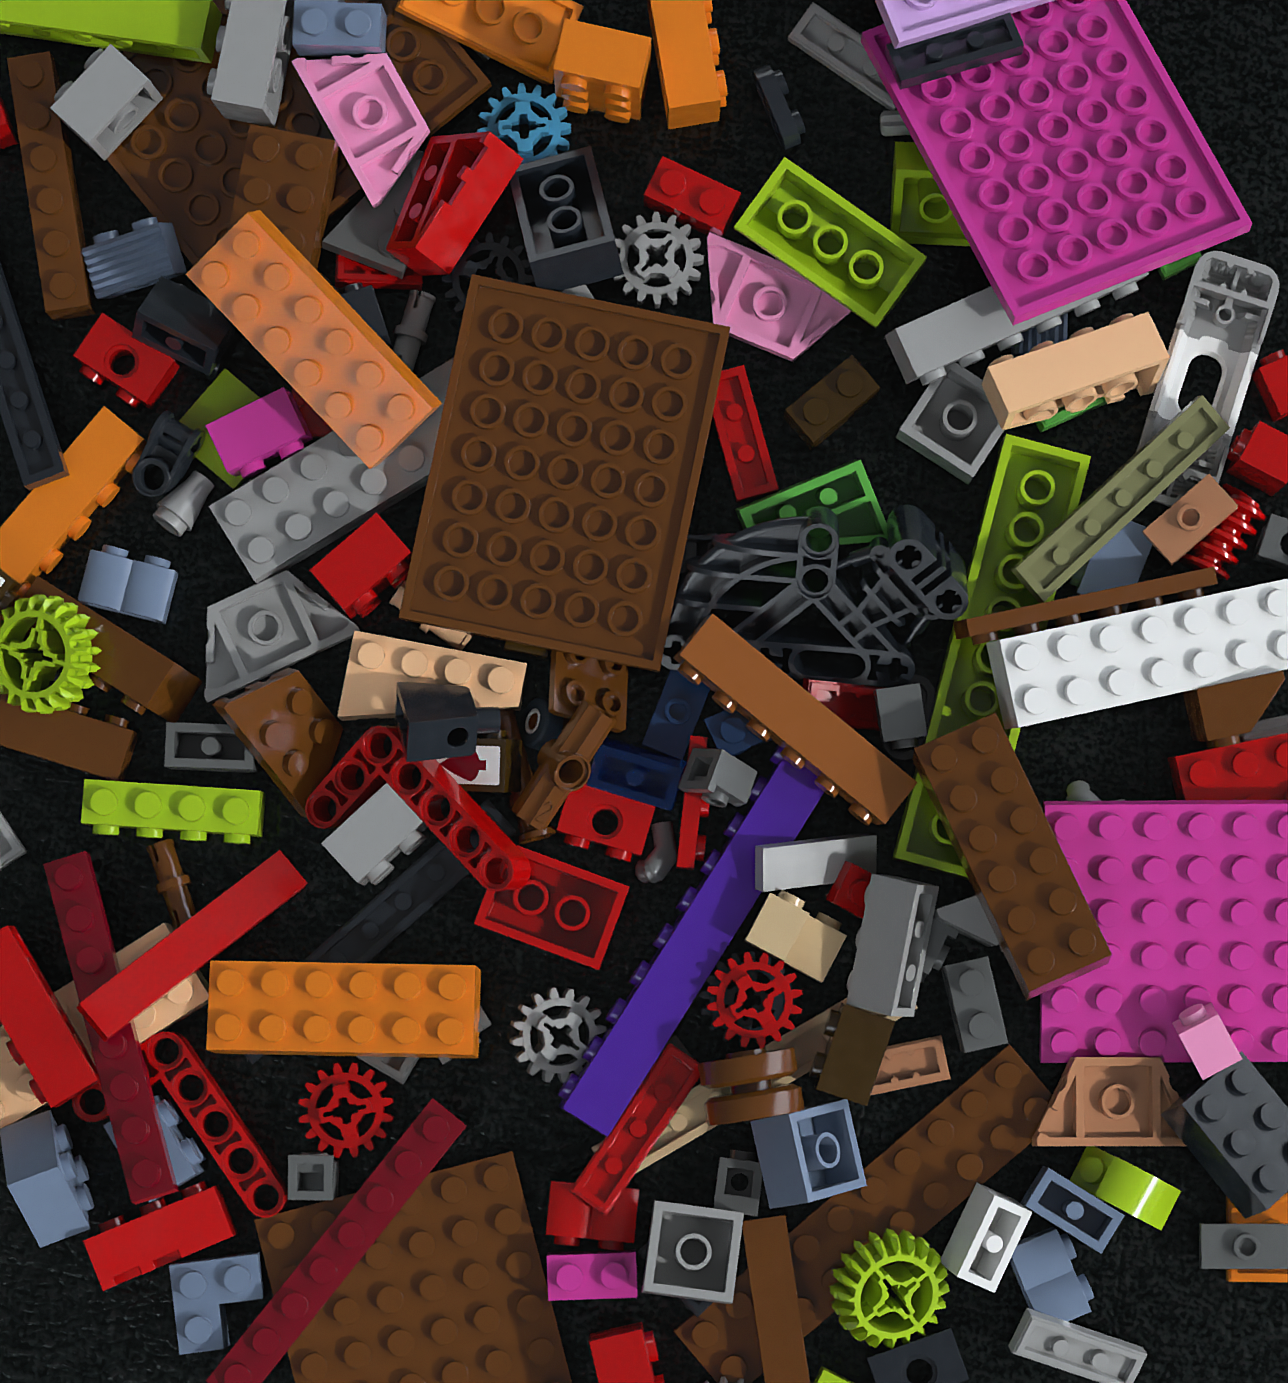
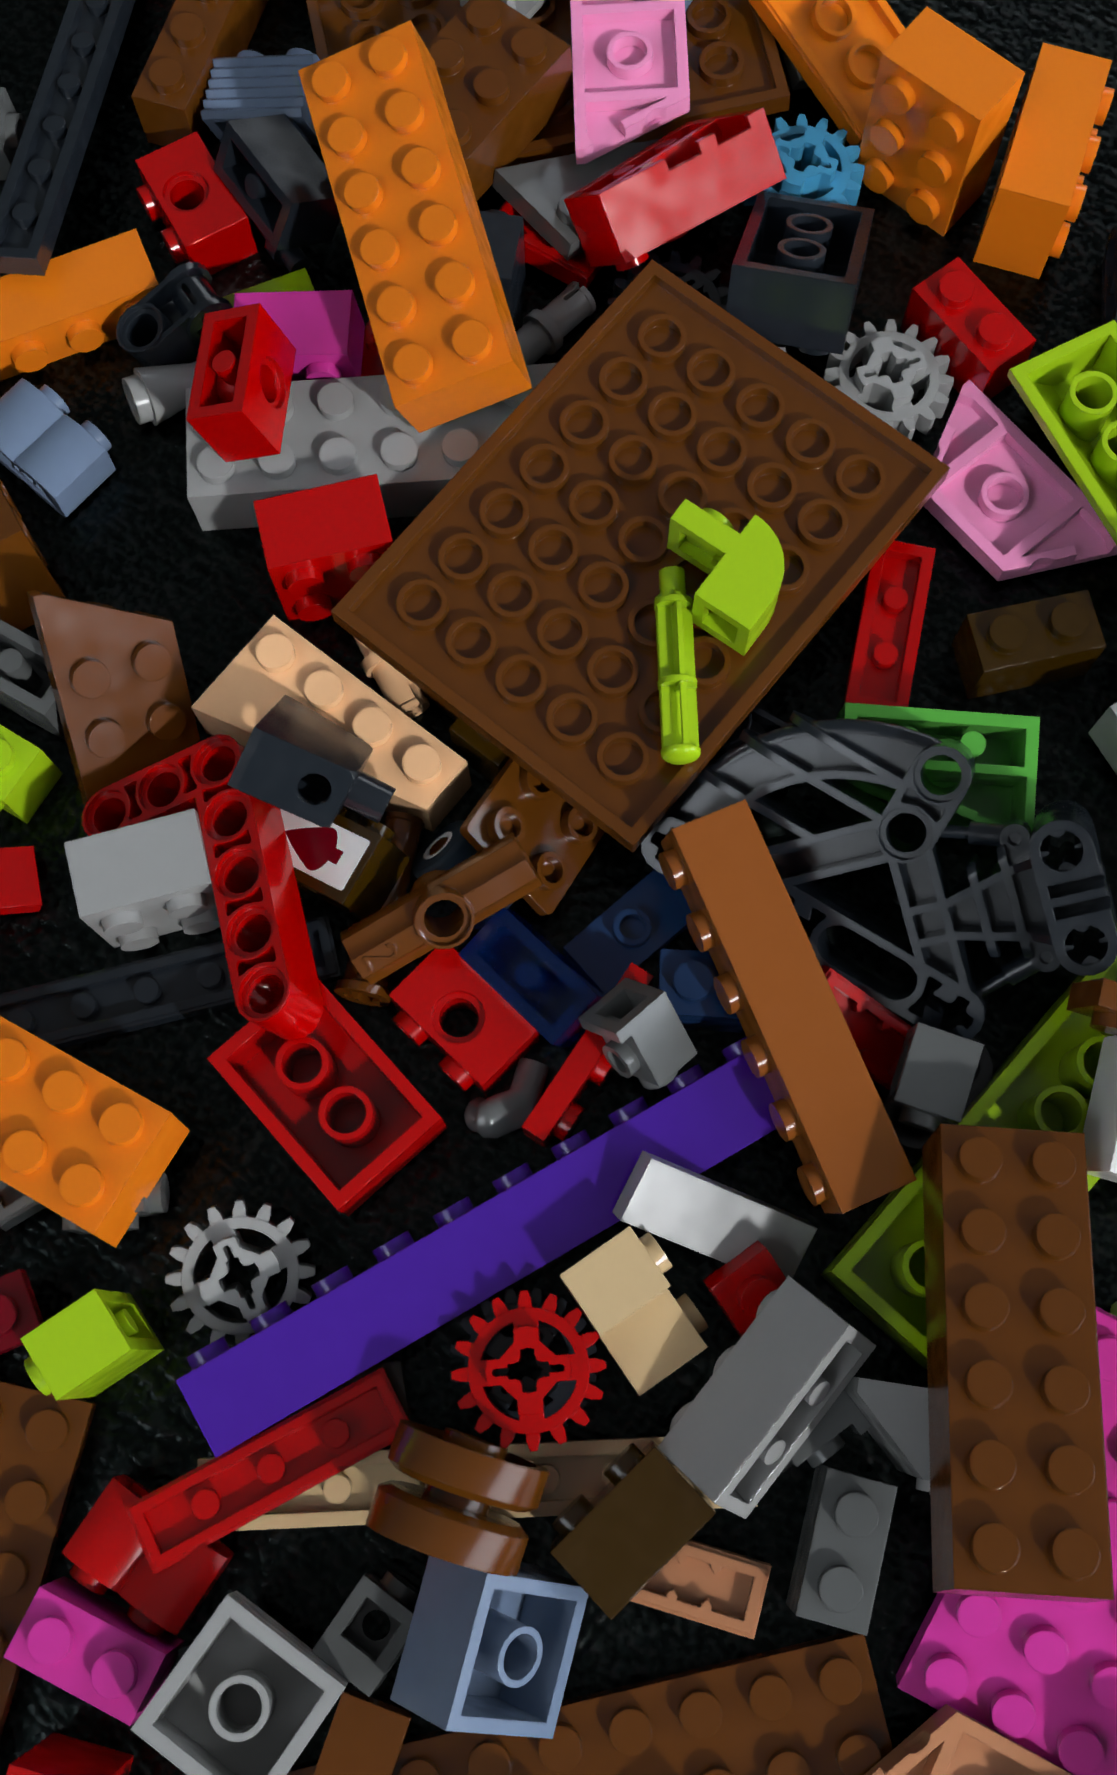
camera: 30 degrees right, 10 degrees down
(260, 497) = (241, 383): none -> red brick
(267, 632) = (184, 569): light grey wing -> none
(498, 1118) = (89, 1345): none -> lime brick
(630, 549) = (676, 669): none -> lime piece
(644, 472) = (741, 569): none -> lime brick

